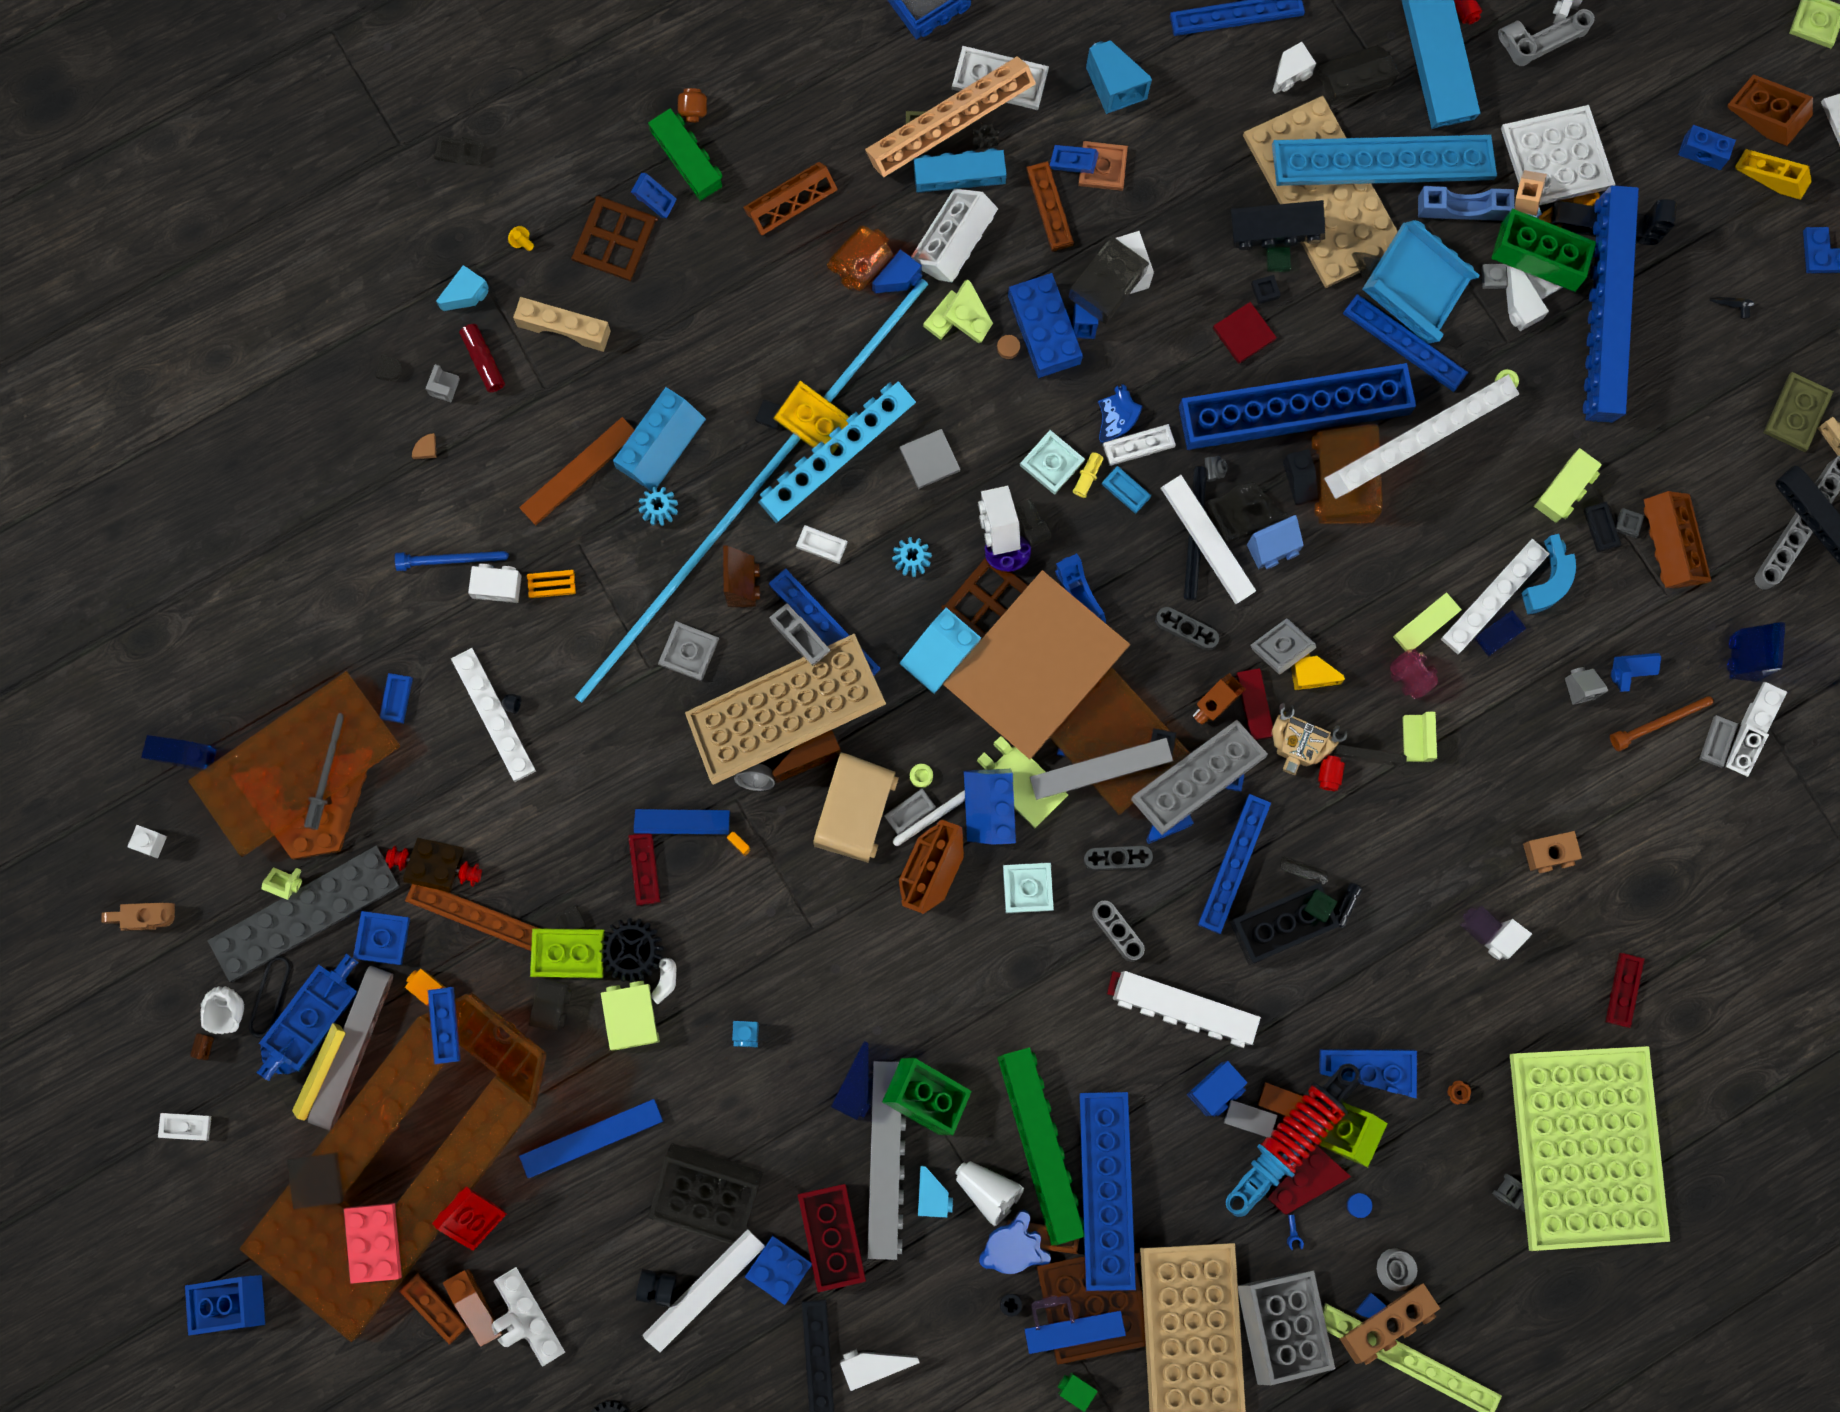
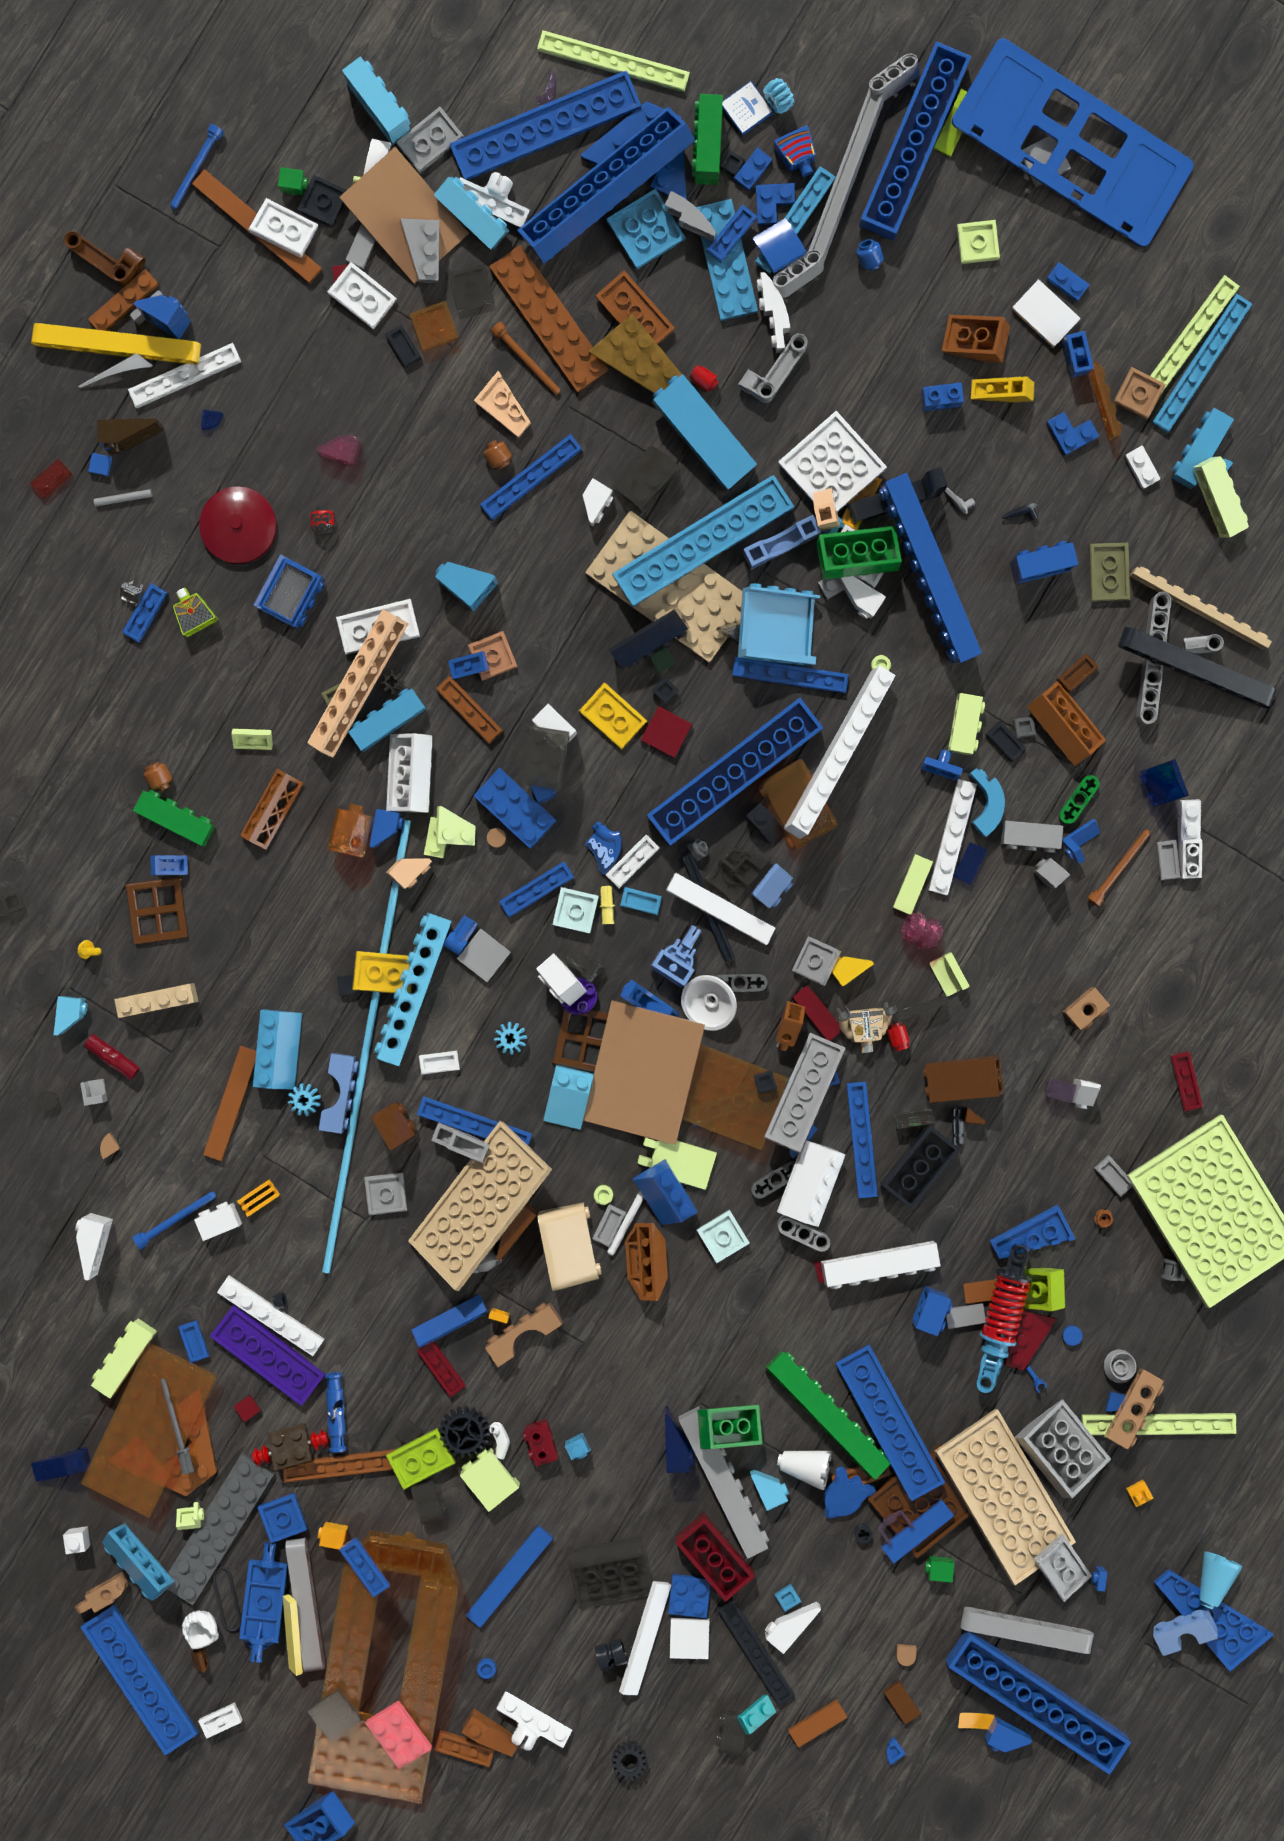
camera: 25 degrees left, 10 degrees up
(123, 1033) = (139, 1679): none -> blue plate
(198, 898) = (137, 1561): none -> dark azure slope
(311, 674) = (123, 1358): none -> yellowish green brick
(351, 533) = (91, 1241): none -> white slope
(411, 799) = (247, 1408): none -> dark red tile
(466, 754) = (267, 1355): none -> dark purple plate
(469, 1218) = (455, 1681): red plate -> none
(501, 859) = (336, 1419): none -> blue piece
(508, 1230) = (486, 1668): none -> blue tile
(680, 540) = (342, 1069): none -> medium blue arch
(708, 1006) = (541, 1442): none -> dark red brick
(723, 879) = (543, 1320): none -> medium nougat arch
(752, 1319) = (689, 1638): none -> white tile
(809, 118) = (252, 739): none -> yellowish green plate
(887, 1333) = (788, 1597): none -> dark azure tile
(897, 327) = (406, 870): none -> light nougat slope
(911, 427) = (458, 938): none -> blue piece
(1022, 421) = (536, 889): none -> blue tile
(1101, 769) = (731, 1125): light grey tile -> none
(1131, 570) = (675, 962): none -> medium blue brick
(1133, 624) = (700, 1006): none -> white dish
(1155, 878) = (811, 1183): none -> white slope
(1196, 288) = (613, 716): none -> yellow tile
(1320, 906) = (939, 1143): clear green tile -> none
(1368, 903) = (972, 1118): none -> reddish brown slope
(1381, 855) = (964, 1079): none -> reddish brown slope
(1494, 1052) = (1113, 1175): none -> light grey tile
(1521, 516) = (941, 766): none -> blue tile
(1582, 637) = (1031, 836): none -> light grey brick
(1654, 618) = (1082, 785): none -> green beam
(1672, 261) = (960, 504): none -> light grey bar
(1714, 496) = (1077, 673): none -> reddish brown tile
(1734, 362) = (1043, 562): none -> blue brick

